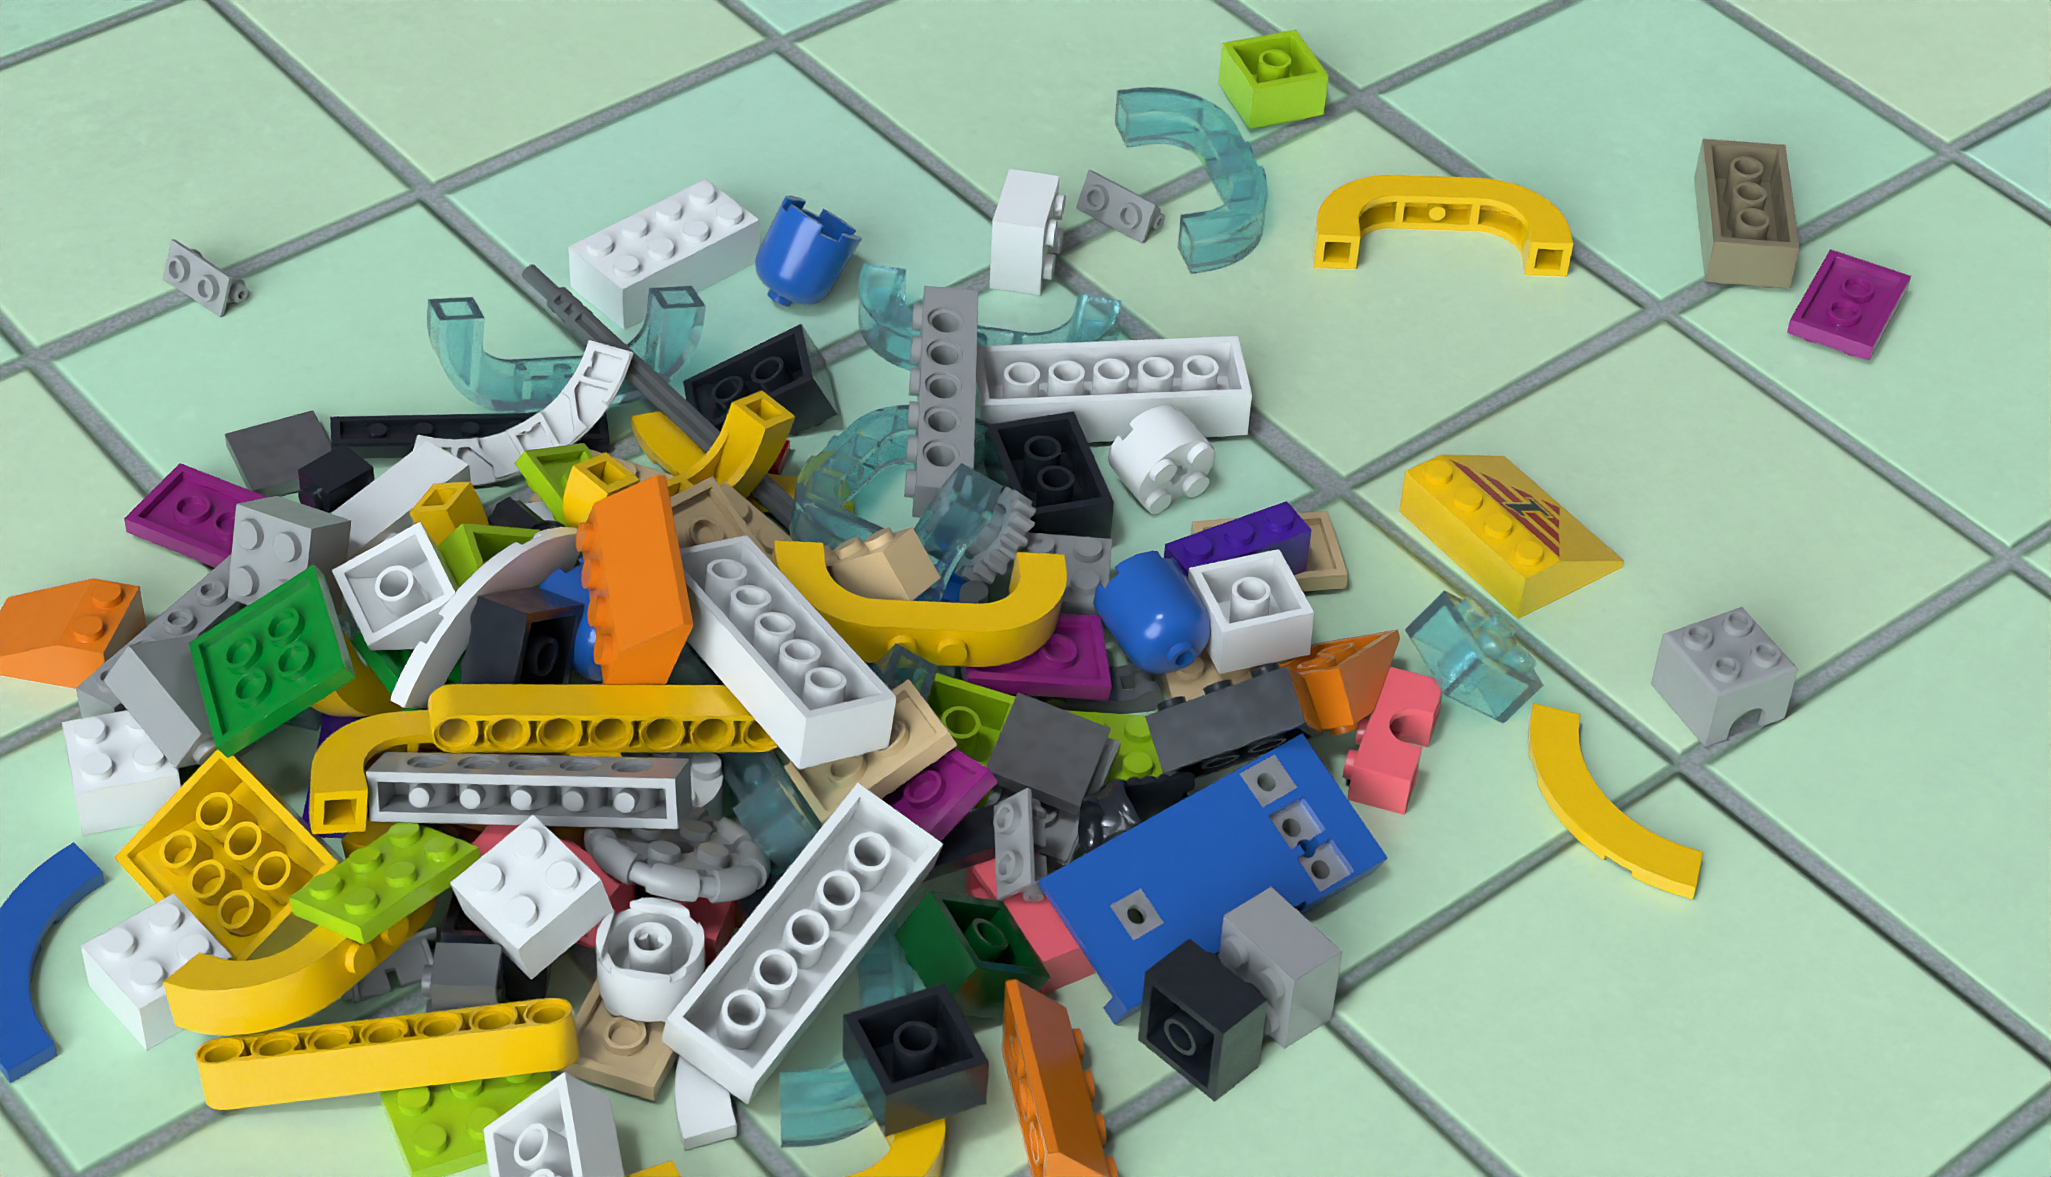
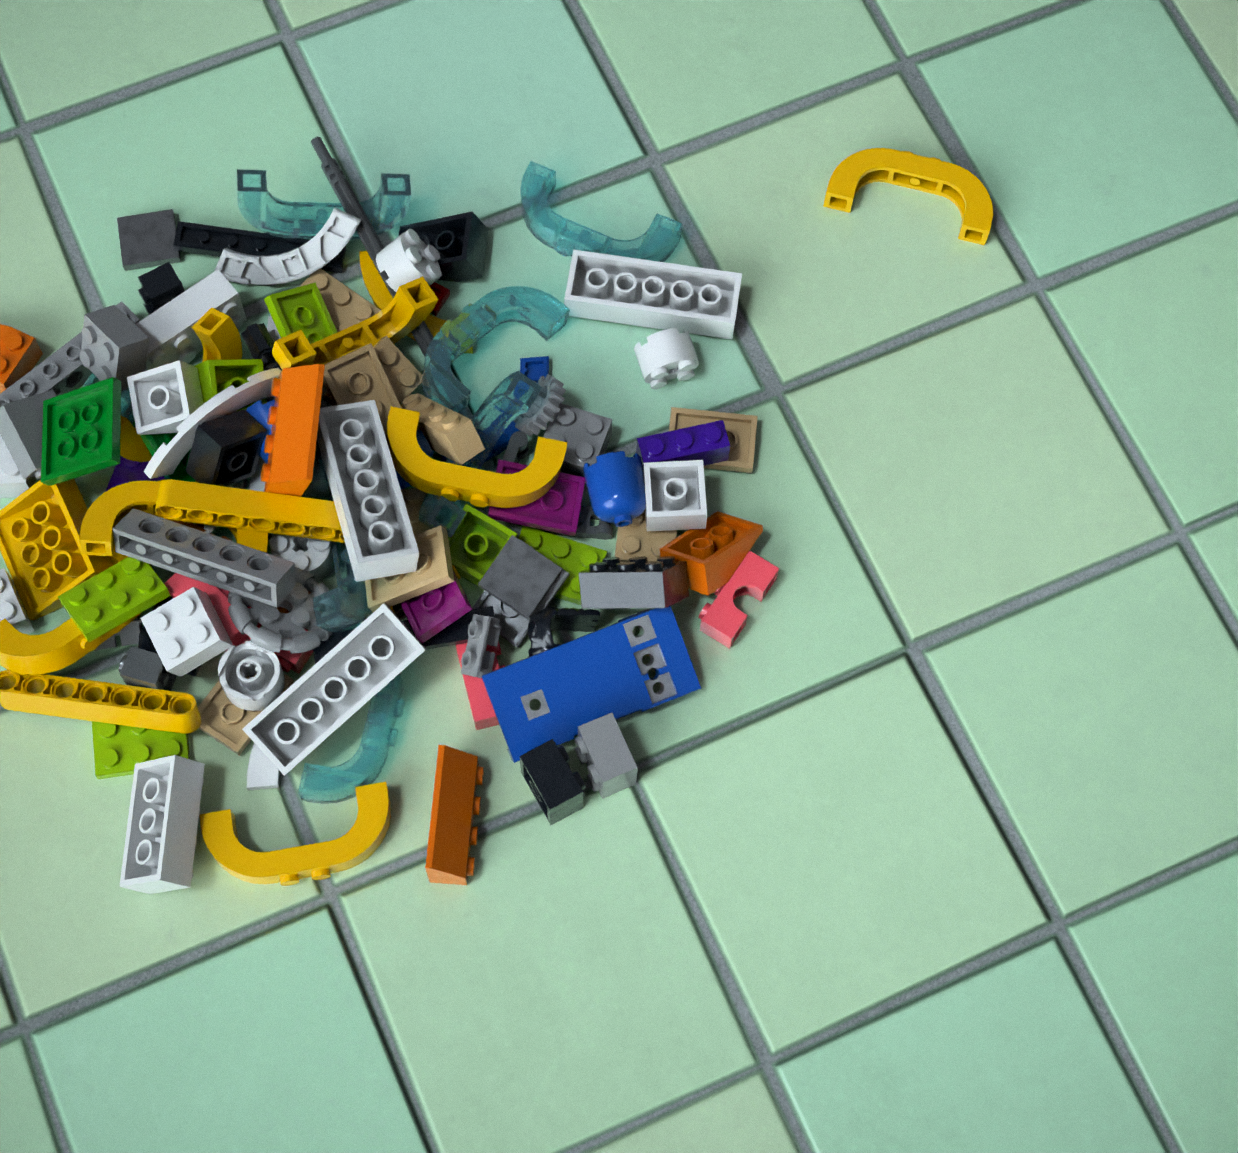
camera: 15 degrees right, 25 degrees up
(190, 514) = (91, 280): magenta plate -> none
(202, 279) = (128, 80): light grey hinge -> none
(673, 243) = (414, 123): white brick -> none
(717, 382) = (408, 260): none -> white brick
(804, 253) = (496, 145): blue cylinder -> none
(915, 1059) = (373, 784): black brick -> none
(943, 391) = (557, 228): light grey brick -> none
(971, 949) = (434, 709): dark green brick -> none
(1026, 232) = (640, 154): white brick -> none
(1054, 469) = (591, 361): black brick -> none
(1119, 207) = (709, 133): light grey hinge -> none
(1185, 120) = (779, 70): clear light blue arch -> none
(1273, 79) = (845, 47): lime brick -> none
(1474, 656) = (802, 555): clear light blue brick -> none
(1503, 530) = (867, 449): yellow slope -> none
(1593, 817) = (838, 674): yellow tile -> none
(1722, 671) = (953, 597): light grey piece -> none
(1746, 213) = (1116, 223): dark tan brick -> none
(1849, 304) = (1158, 310): magenta plate -> none

